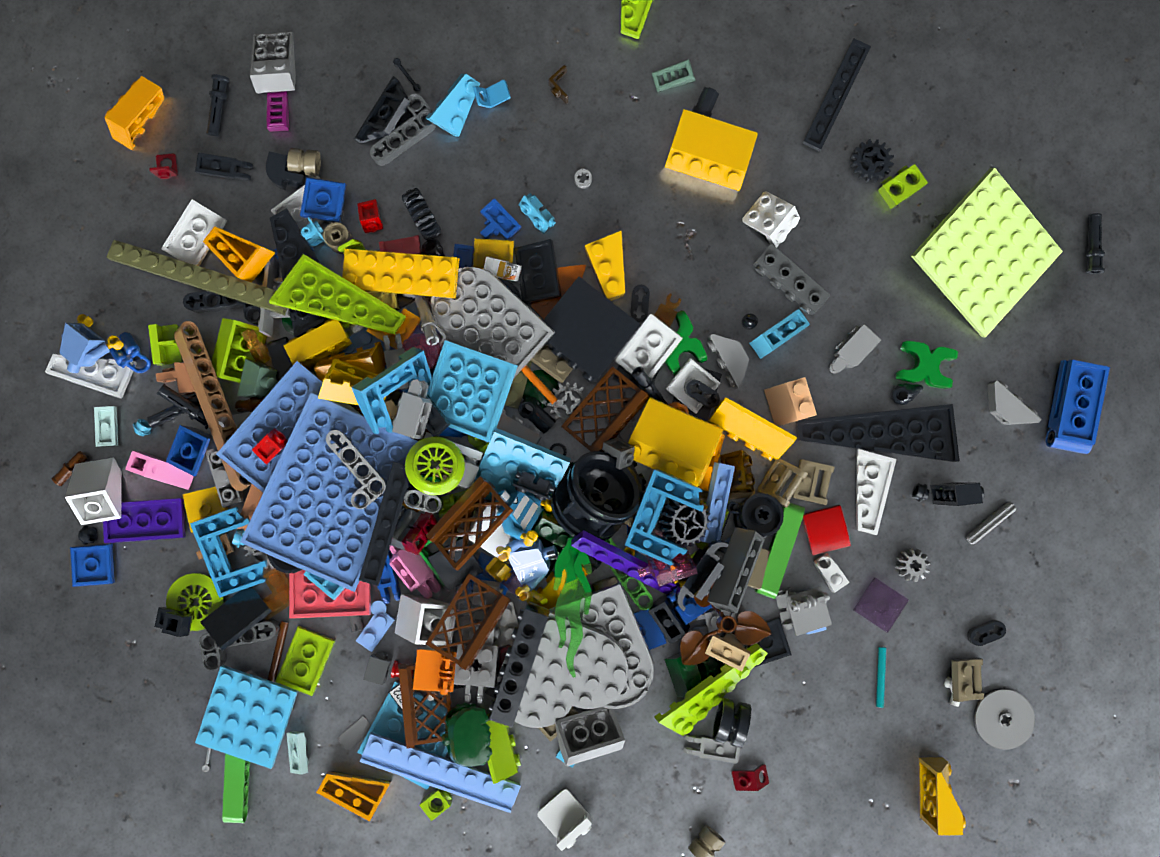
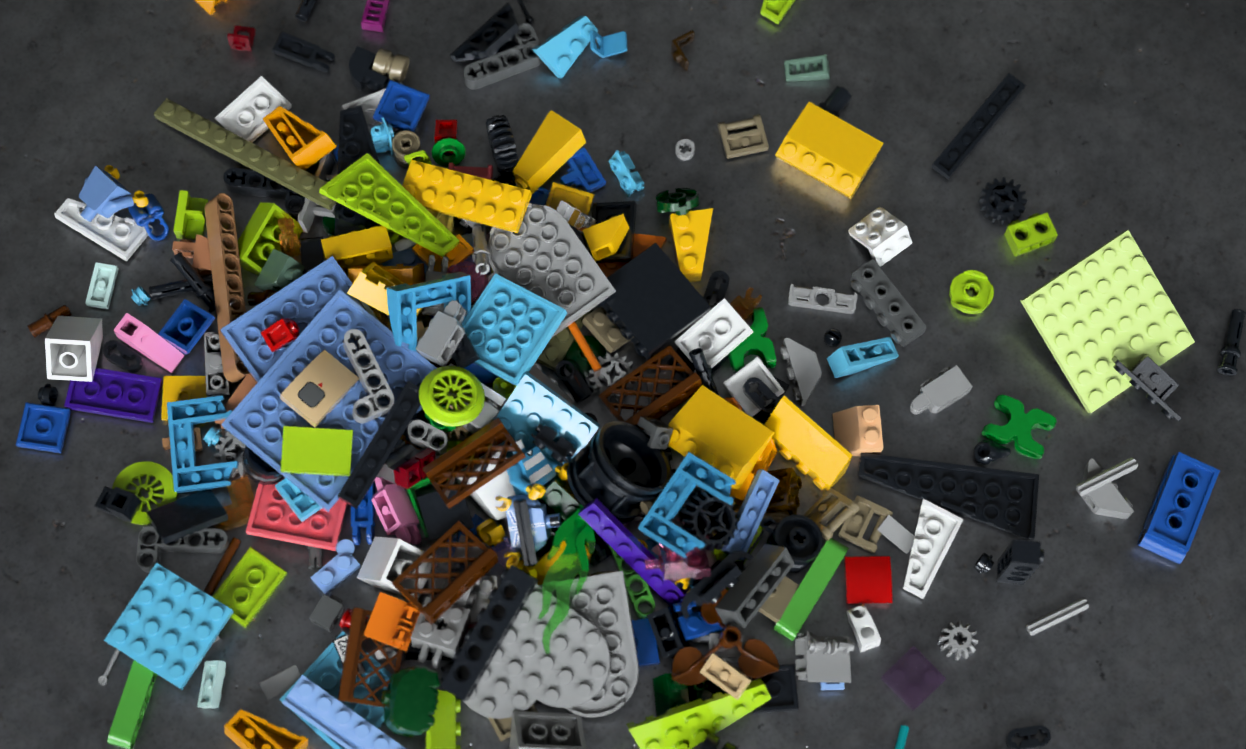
camera: 15 degrees right, 15 degrees down
(143, 481) = (120, 360): none -> black beam
(316, 489) = (319, 388): none -> tan slope
(329, 544) = (316, 451): none -> lime tile
(375, 226) = (448, 144): none -> green piece
(463, 211) = (548, 150): none -> yellow slope
(528, 571) = (525, 532): none -> black axle
(534, 280) = (606, 236): none -> yellow slope
(588, 230) = (678, 201): none -> dark green plate
(634, 159) = (743, 142): none -> dark tan plate
(720, 290) = (837, 302): none -> light grey piece
(841, 484) = (896, 534): none -> light grey sticker
(869, 244) = (981, 286): none -> lime plate
(1013, 395) = (1107, 476): none -> light grey axle
(1035, 297) = (1153, 380): none -> black bracket

